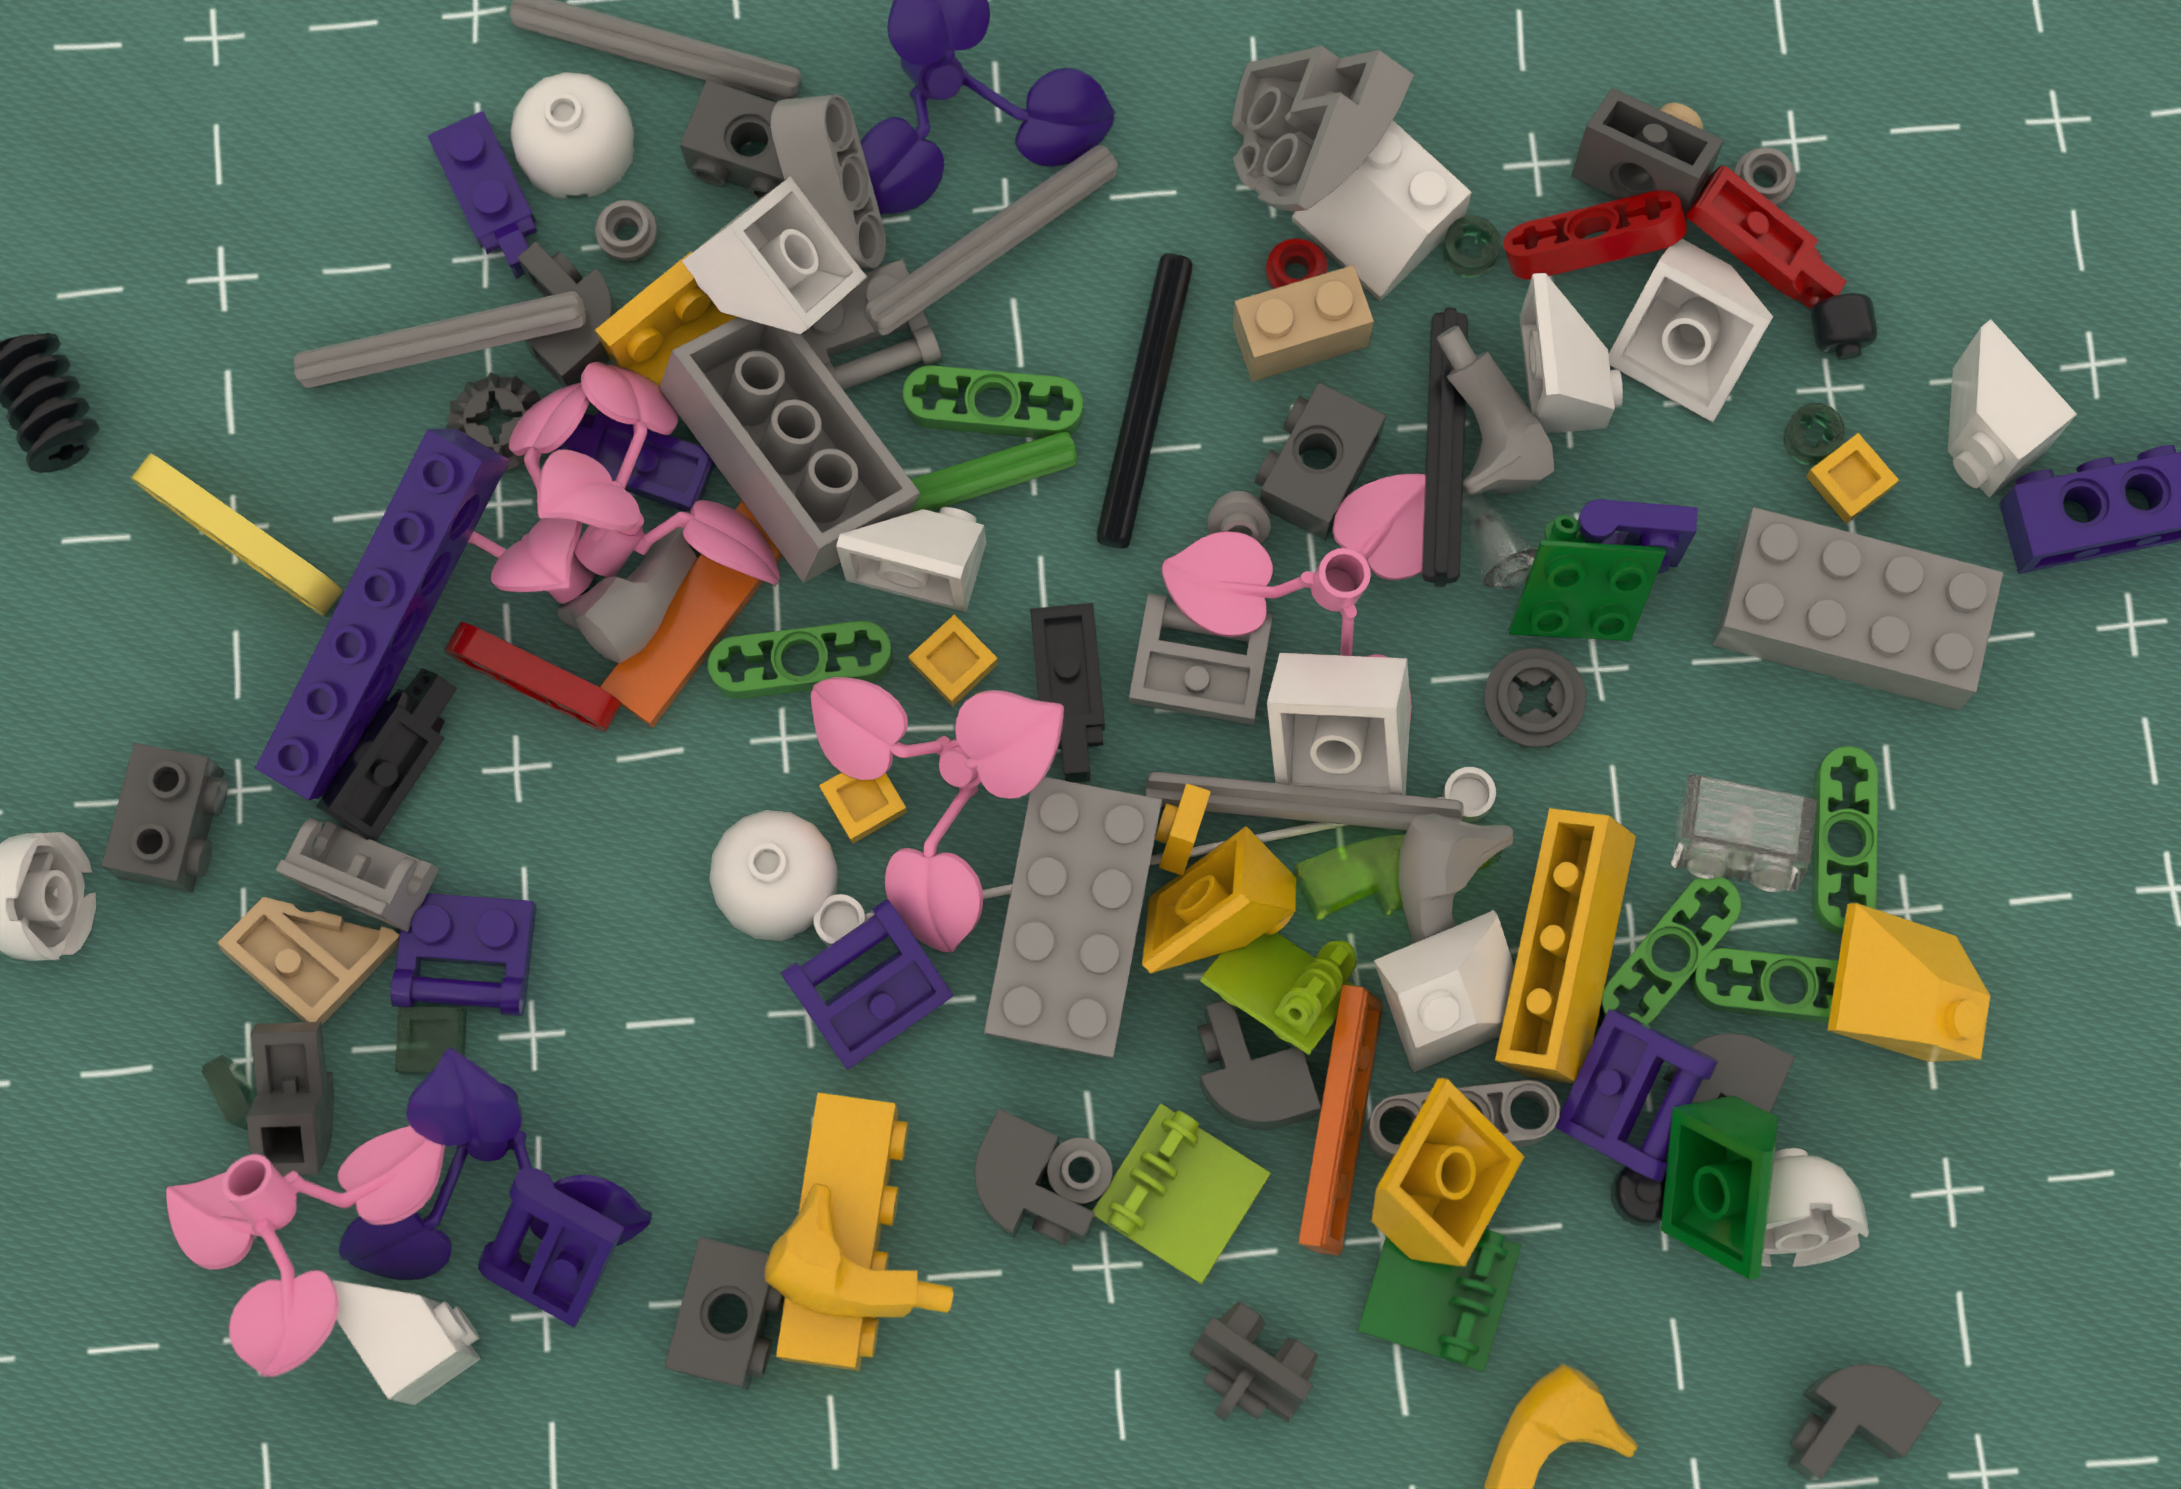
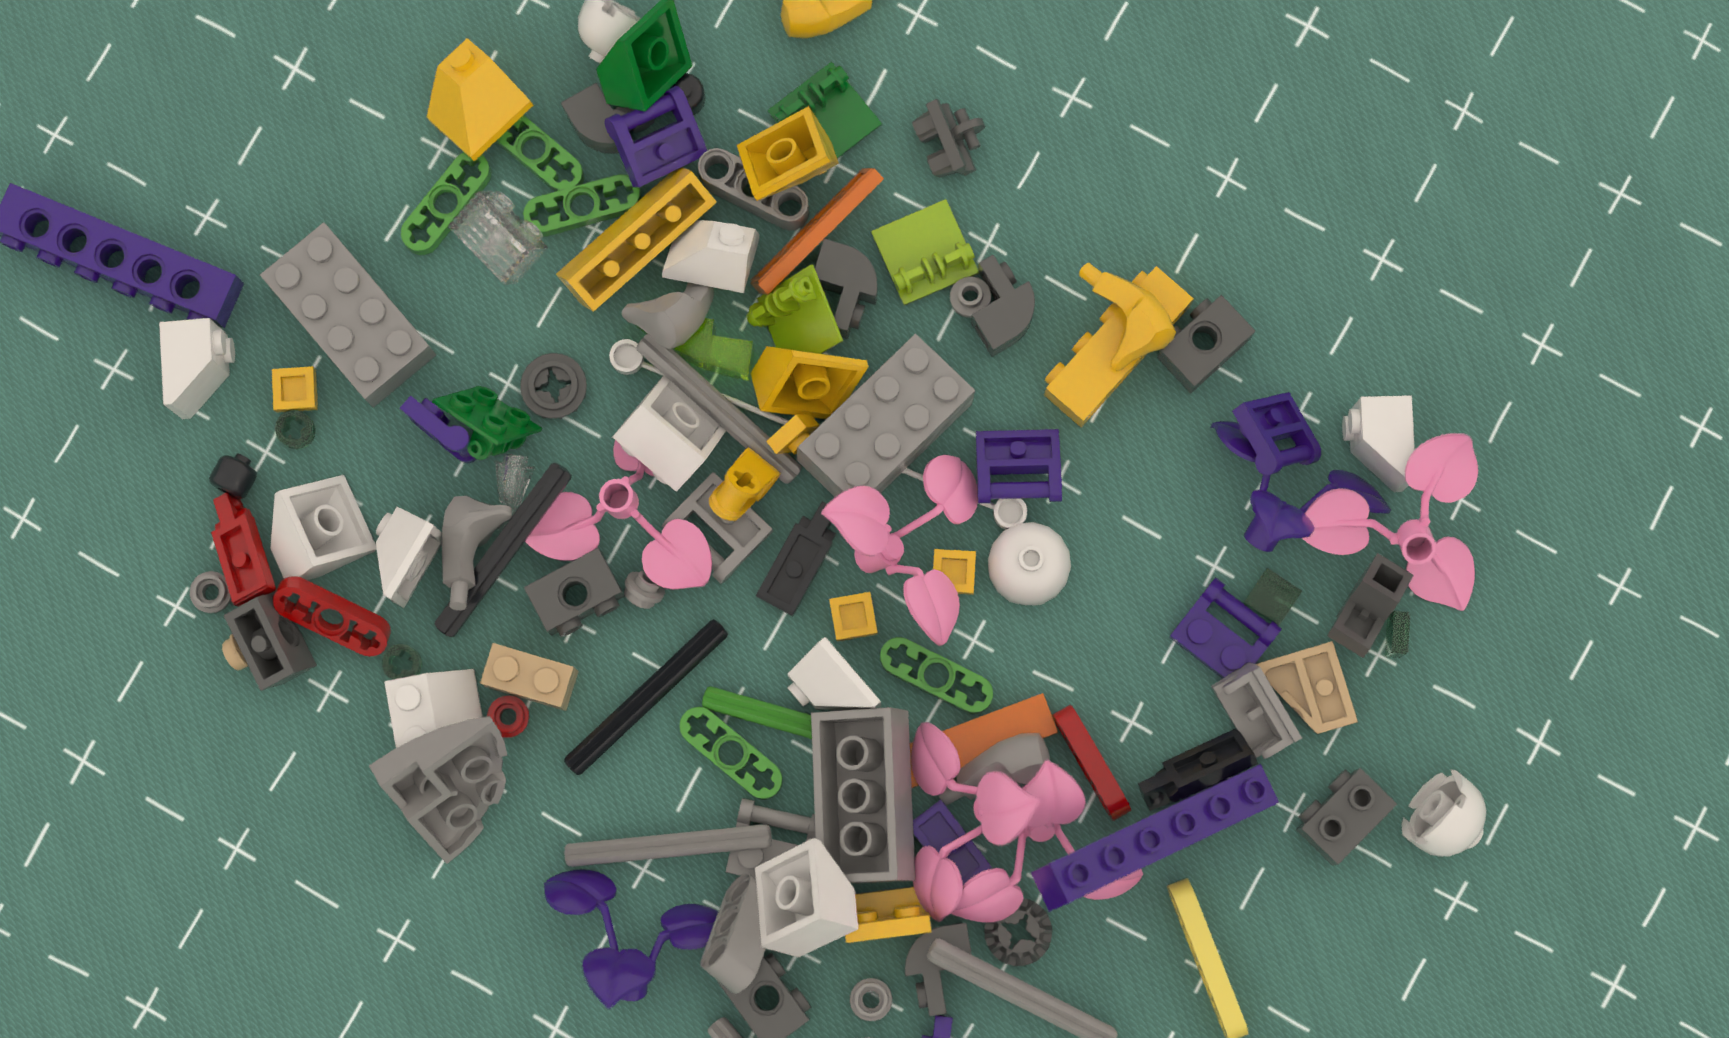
camera: 145 degrees left, 5 degrees up
(1201, 719) = (743, 485): none -> yellow piece

